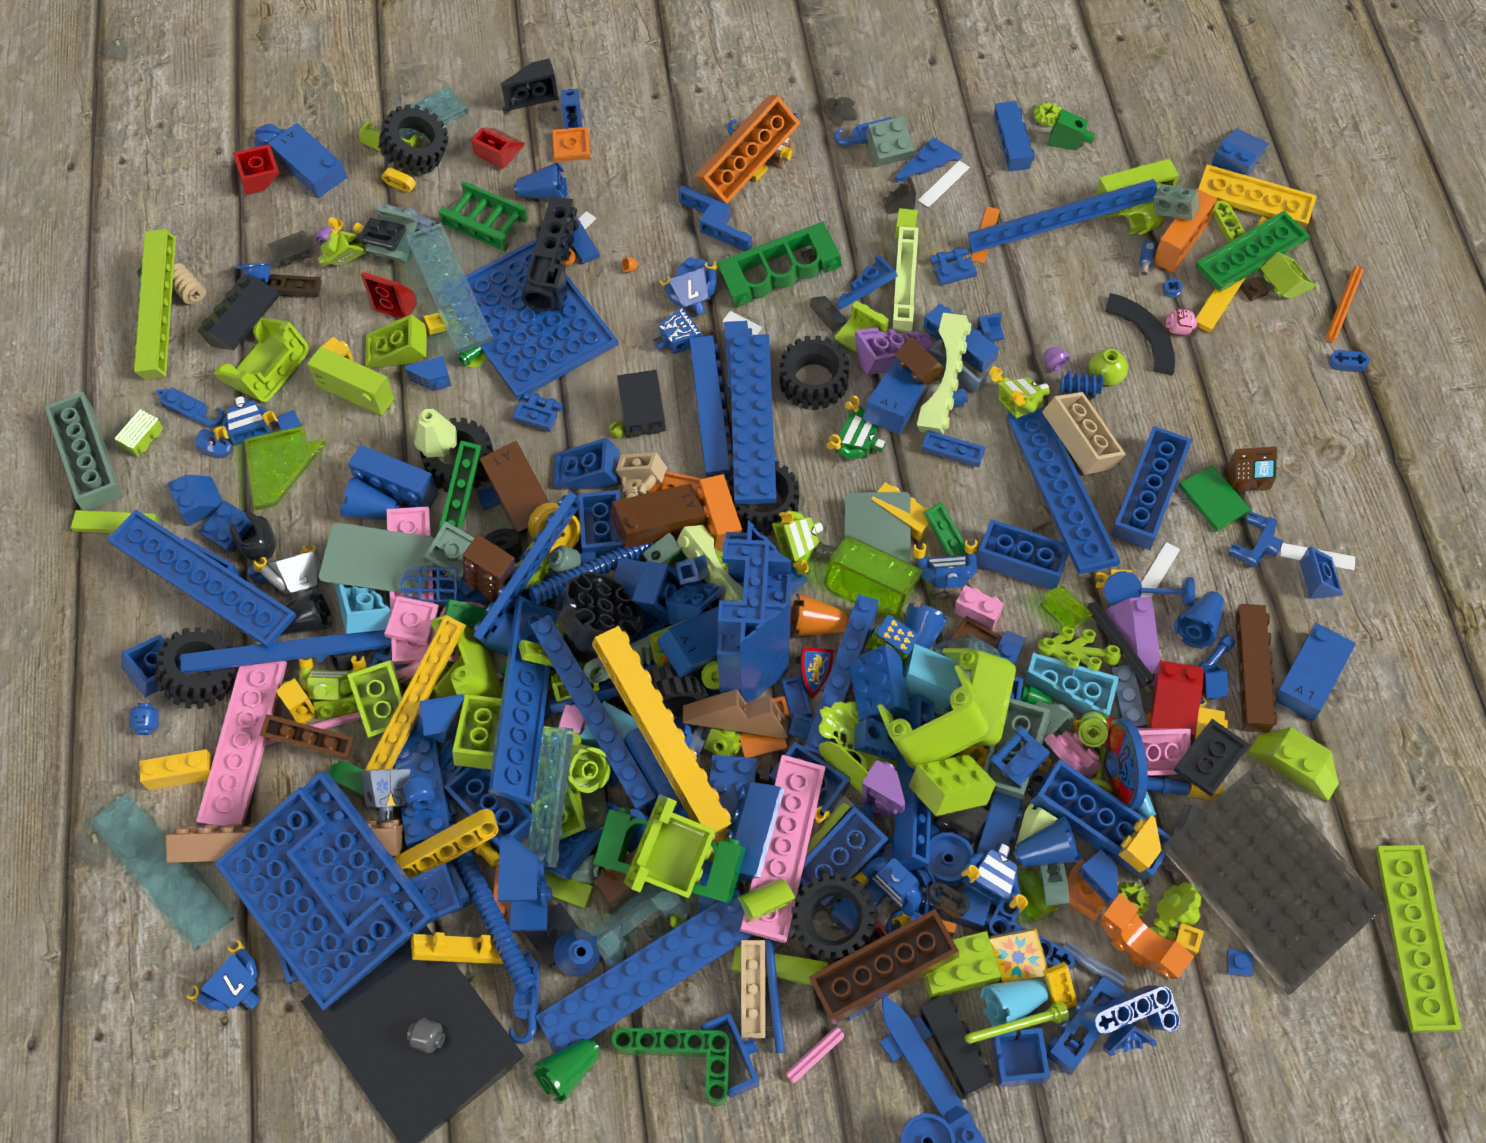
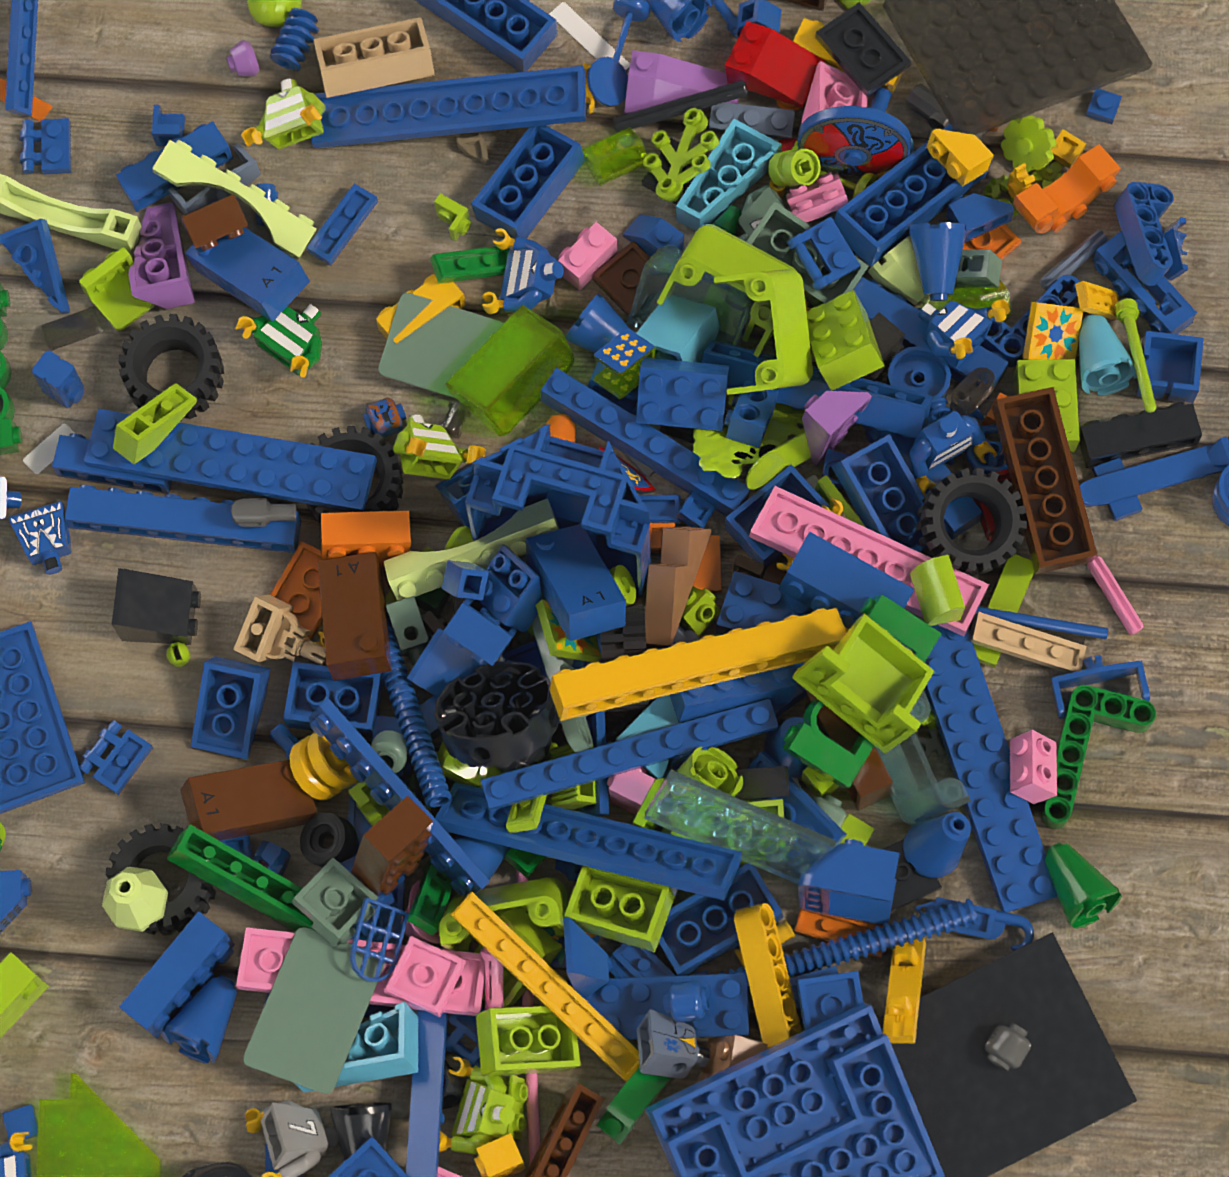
camera: 75 degrees left, 10 degrees up
(481, 517) = (272, 857): none -> blue rock
(651, 1011) = (1033, 767): none -> bright pink brick
(720, 444) = (259, 513): none -> dark grey arm
(761, 361) = (152, 423): none -> lime slope
(785, 309) = (58, 379): none -> blue brick
(816, 507) = (384, 417): none -> blue head
(981, 518) = (451, 211): none -> lime bracket
(1141, 900) = (1019, 180): none -> yellow plate

